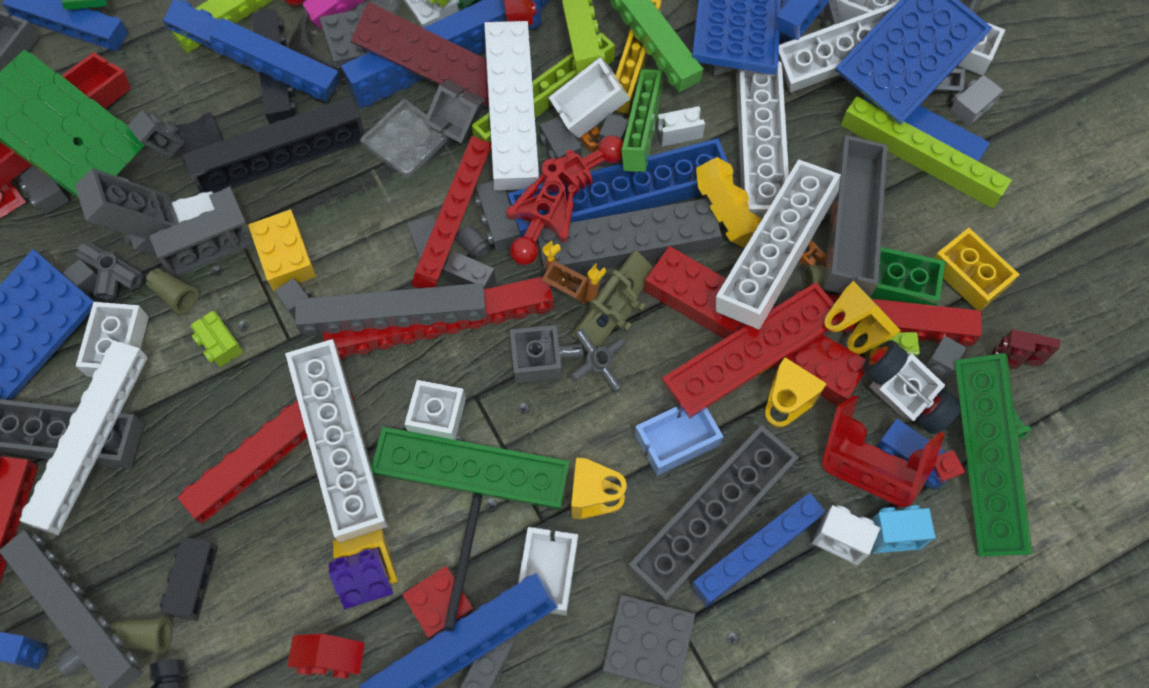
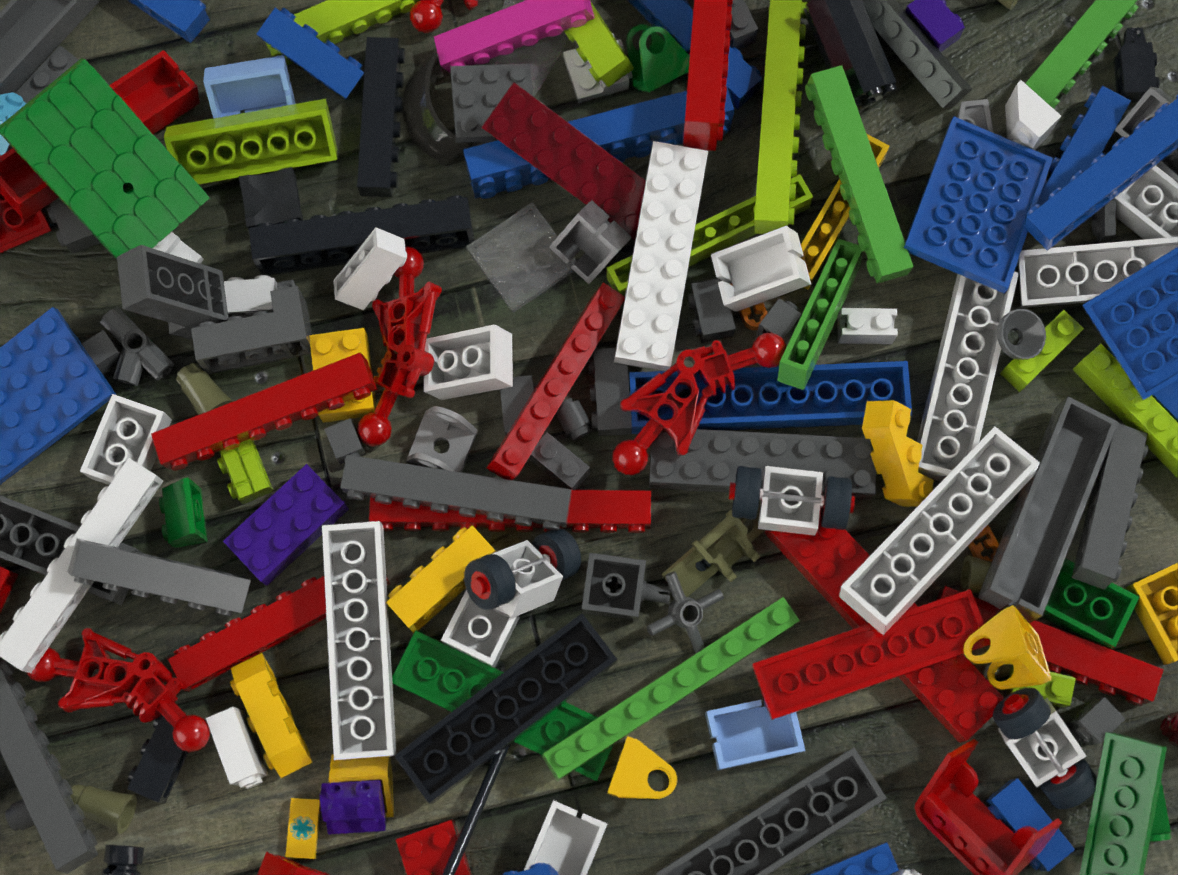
camera: 15 degrees right, 10 degrees up
(152, 520) = (140, 688): none -> red piece
(154, 427) = (158, 576): none -> dark grey brick
(155, 133) = (221, 190): dark grey brick -> none
(167, 65) = (248, 86): none -> light blue piece
(170, 382) = (183, 514): none -> green slope
(182, 96) = (254, 142): none -> lime brick
(220, 285) = (264, 412): none -> red brick
(250, 554) = (237, 748): none -> white brick
(255, 372) = (285, 525): none -> dark purple brick
(274, 60) = (382, 117): blue brick -> none
(274, 523) = (270, 716): none -> yellow brick
(286, 165) = (370, 269): none -> white brick
(321, 609) = (303, 828): none -> yellow tile
(323, 202) = (403, 329): none -> red piece
(373, 270) = (446, 425): none -> light grey hose
(379, 215) = (469, 362): none -> white brick
(395, 379) = (439, 581): none -> yellow brick
(459, 359) = (523, 573): none -> brick
(470, 465) = (506, 709): none -> black brick
(567, 280) = (675, 509): dark orange torso -> none
(598, 421) = (669, 689): none -> bright green brick
(658, 247) = (791, 499): none -> brick
(792, 392) = (906, 712): yellow hose -> none
(800, 95) = (1030, 333): none -> dark grey piece
(814, 114) = (1058, 336): none -> lime brick
(902, 207) = (1109, 509): none -> dark grey brick
(948, 466) = (1058, 854): red plate -> none

